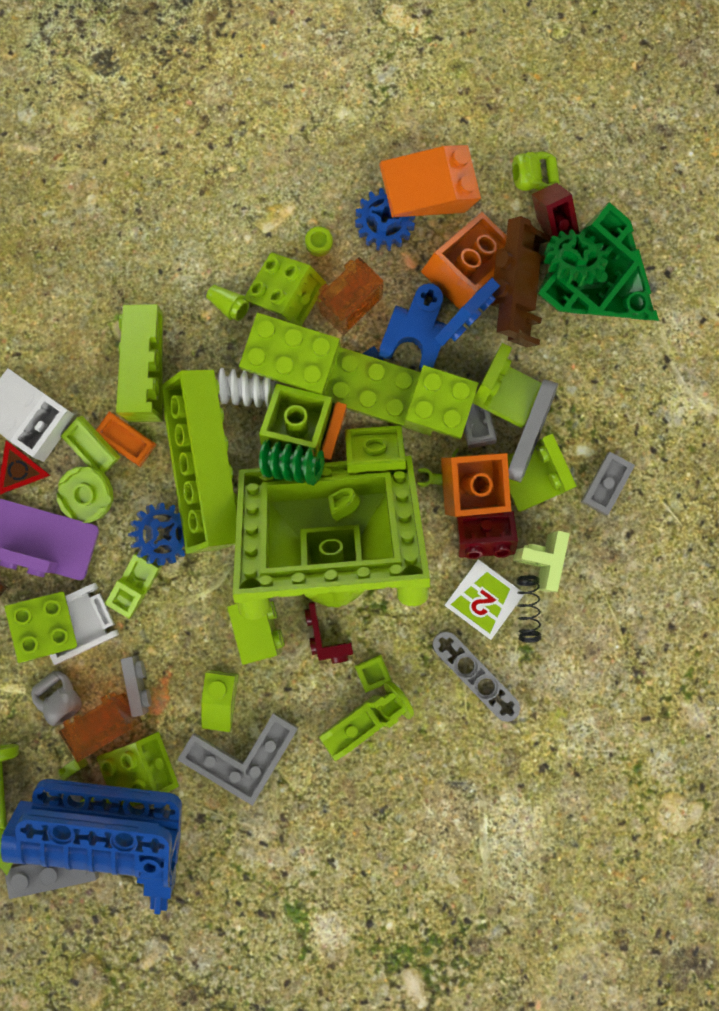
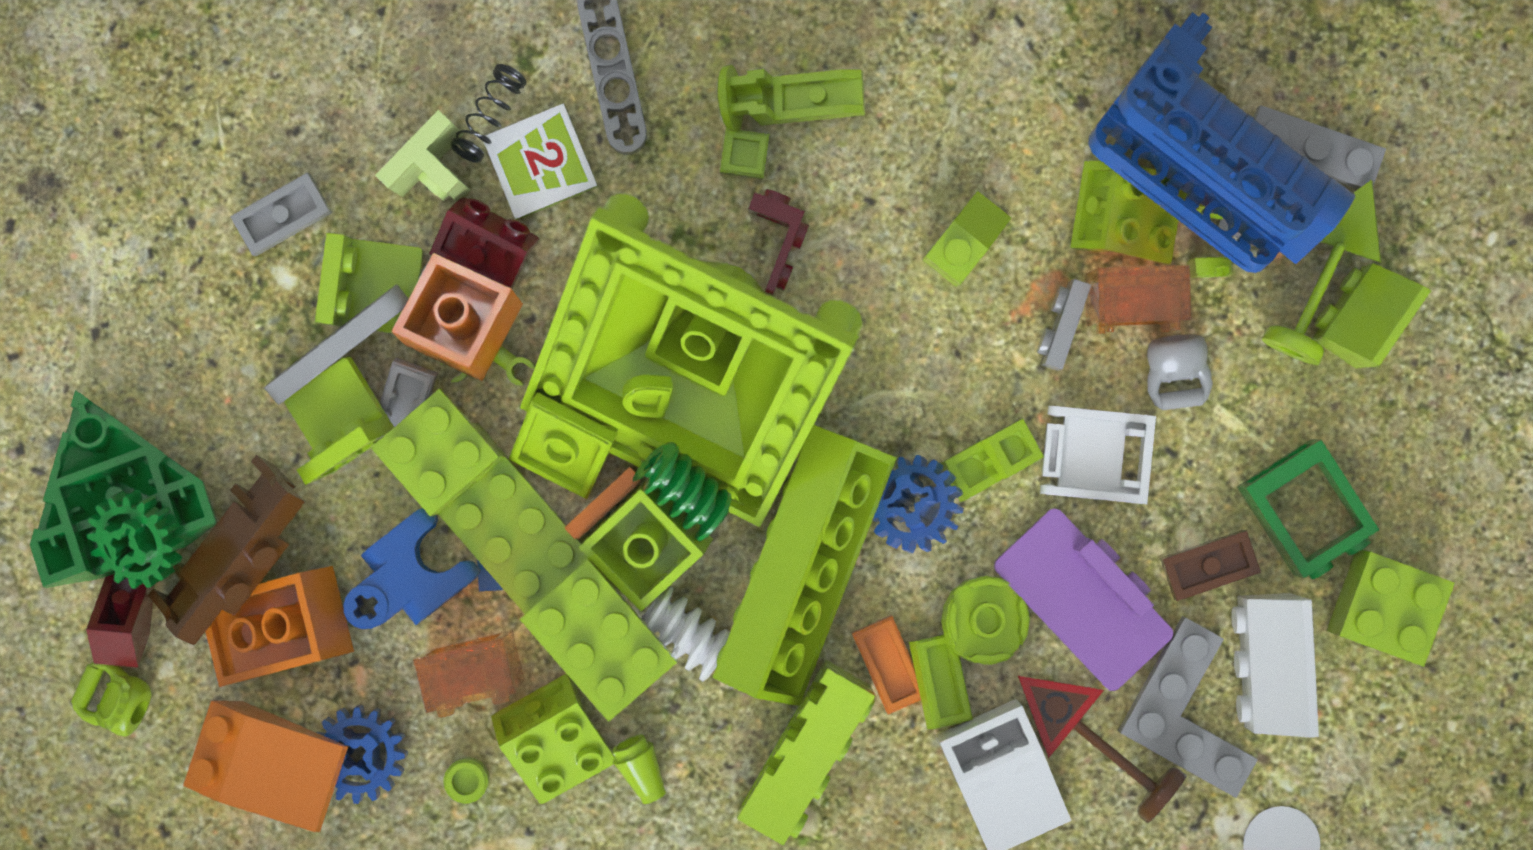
camera: 150 degrees left, 5 degrees up
(40, 627) = (1143, 475): lime bracket -> none
(241, 778) = (998, 122): light grey plate -> none
(257, 637) = (869, 286): lime brick -> none
(468, 313) = (326, 549): blue plate -> none

